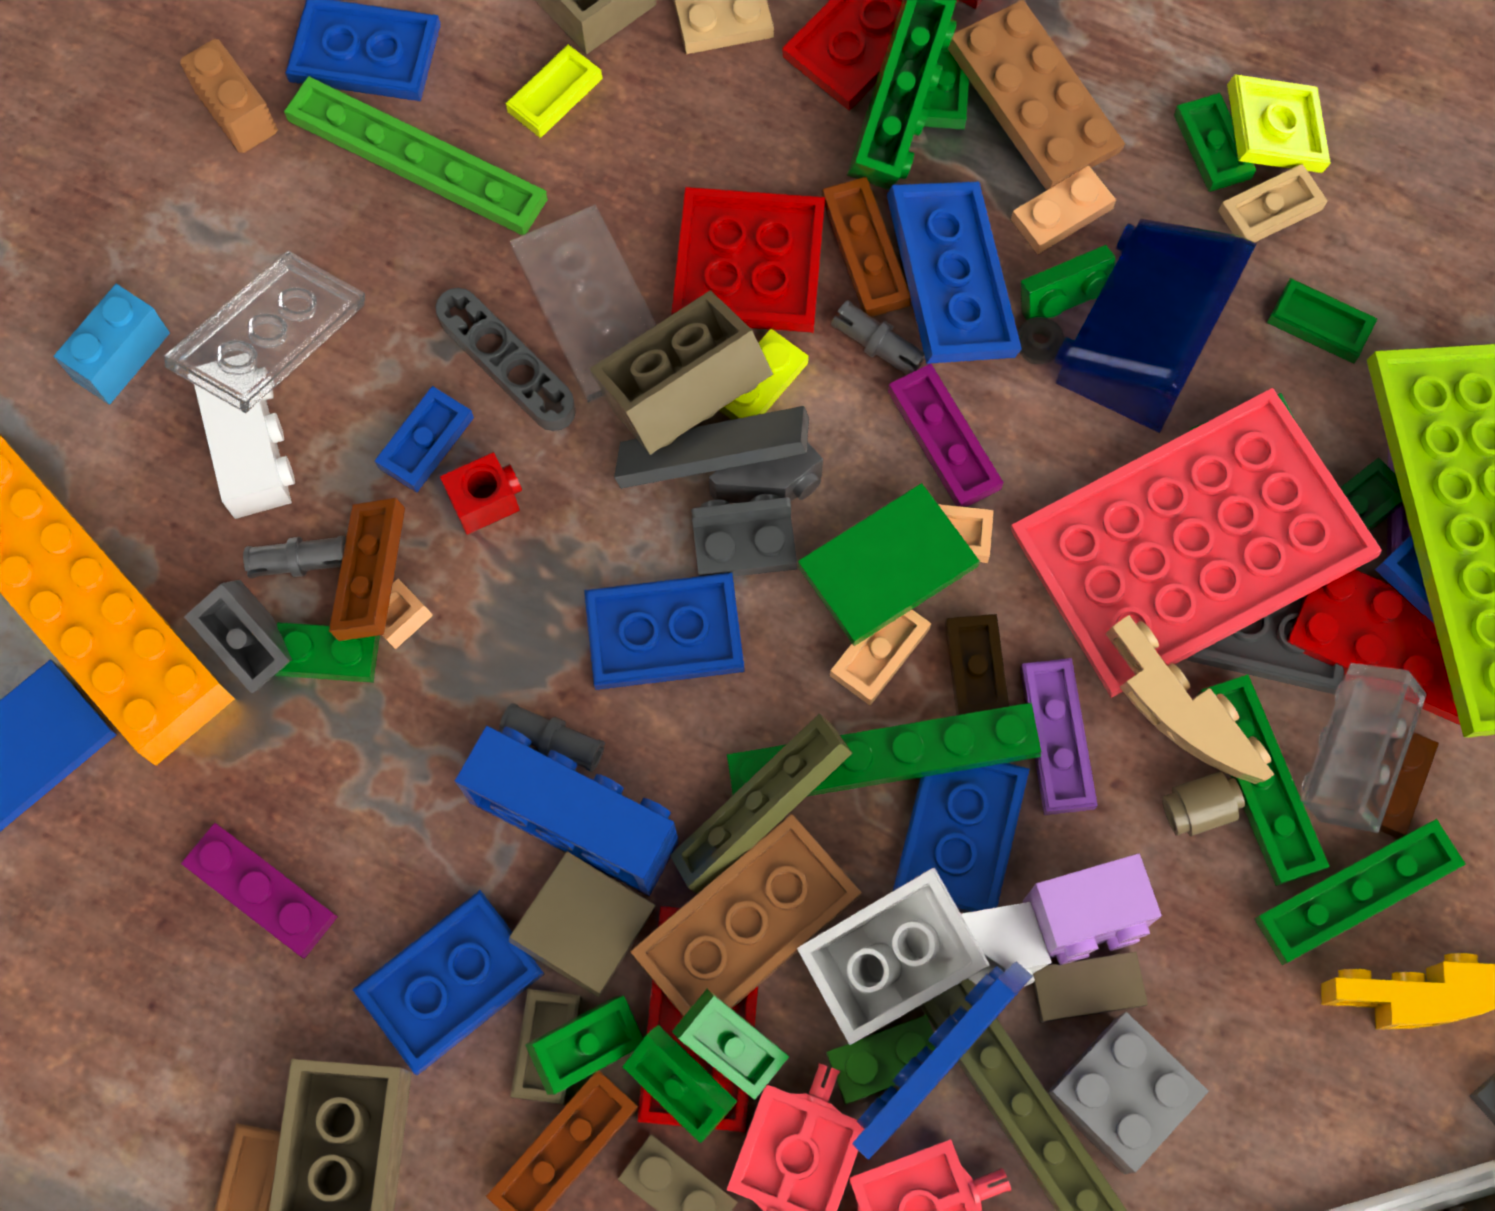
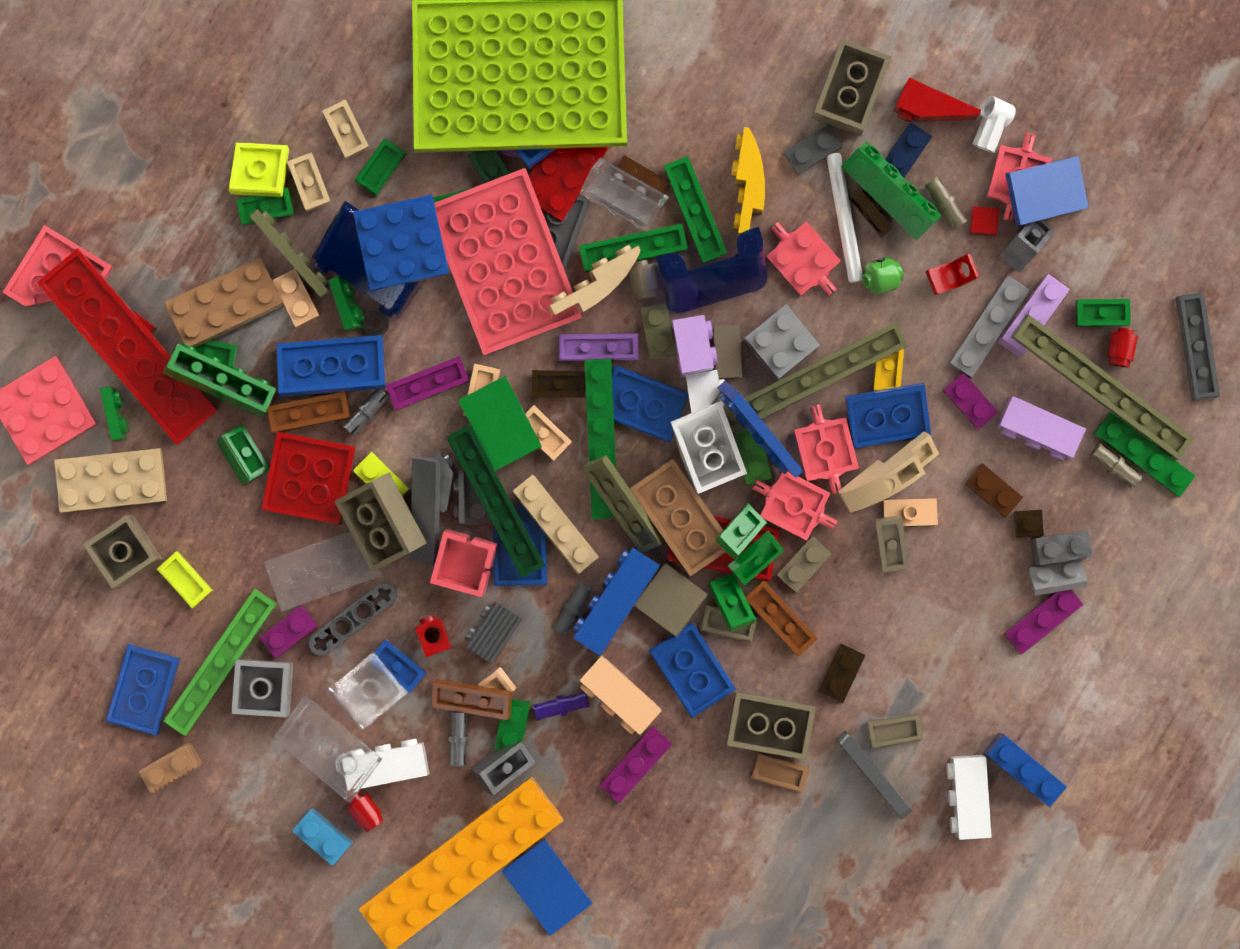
camera: 85 degrees left, 15 degrees up
(159, 409) = (364, 812): none -> red brick
(365, 736) = (561, 705): none -> dark purple pin
(370, 217) = (262, 688): none -> light grey brick
(374, 386) = (367, 691): none -> clear slope
(386, 836) = (619, 696): none -> light nougat brick
(476, 259) = (289, 631): none -> magenta plate
(497, 595) = (493, 631): none -> dark grey brick
(619, 525) = (463, 563): none -> coral piece
(709, 686) = (555, 524): none -> tan plate
(739, 569) = (495, 501): none -> dark green plate
(779, 156) = (243, 455): none -> green slope
(1108, 841) = (658, 331): none -> olive plate
(1155, 167) = (283, 243): none -> olive plate
(1201, 337) = (401, 243): none -> blue plate
(1234, 943) = (714, 282): none -> clear blue windscreen
(1303, 1125) = (803, 258): none -> coral plate
(1378, 254) = (346, 129): none -> tan plate

